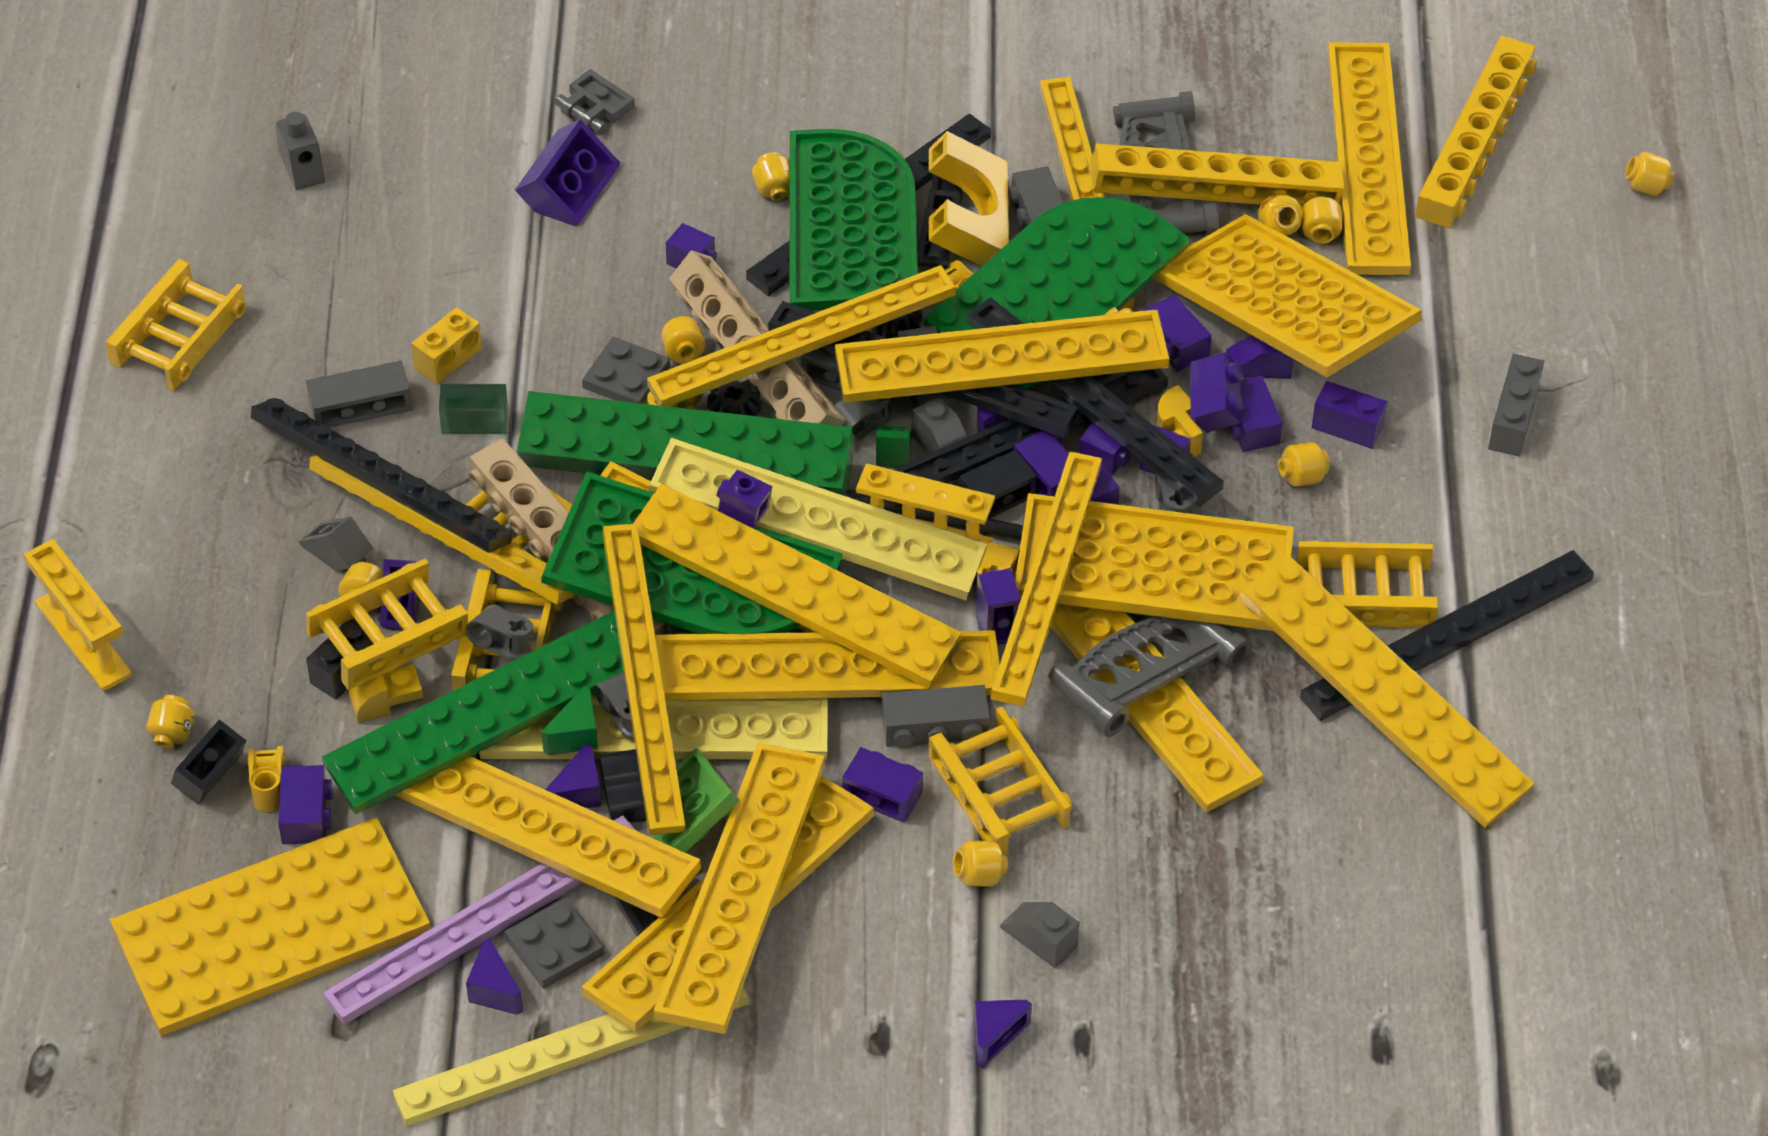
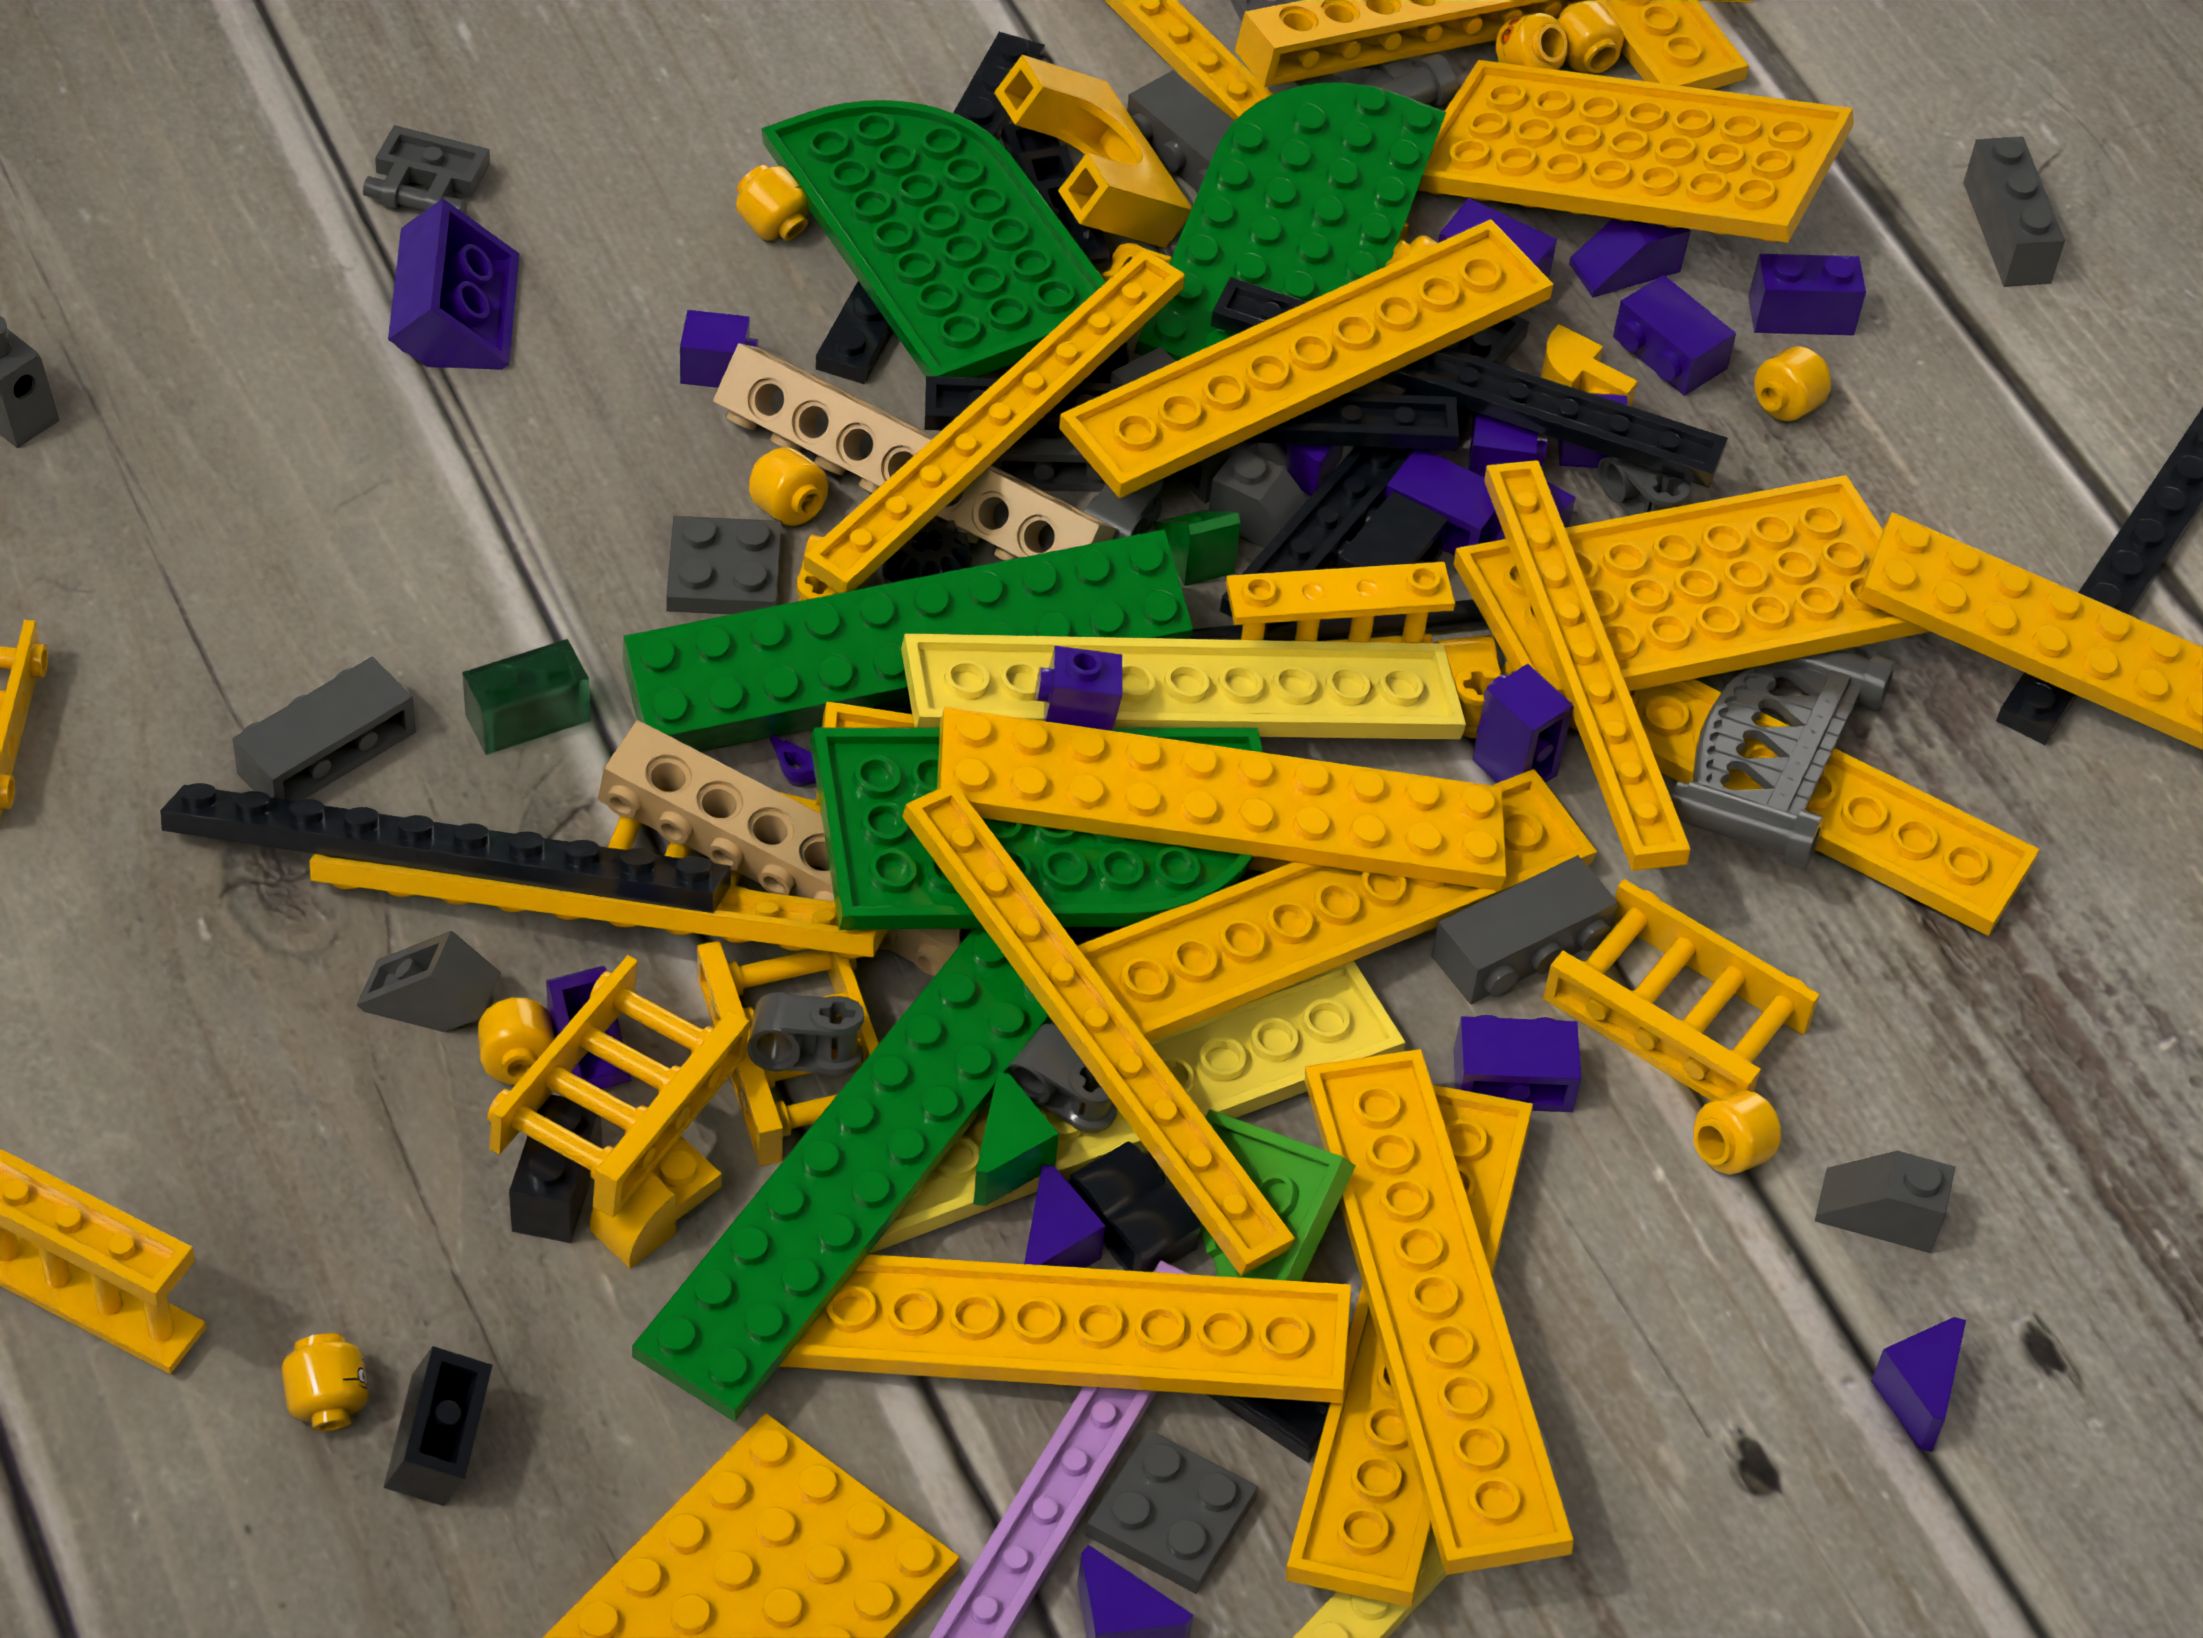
camera: 30 degrees left, 0 degrees up
(265, 777) = (540, 1405): yellow piece -> none
(303, 804) = (635, 1437): dark purple brick -> none
(446, 345) = (422, 611): yellow brick -> none
(1216, 392) = (1625, 316): dark purple brick -> none
(1383, 609) = (2044, 552): yellow fence -> none

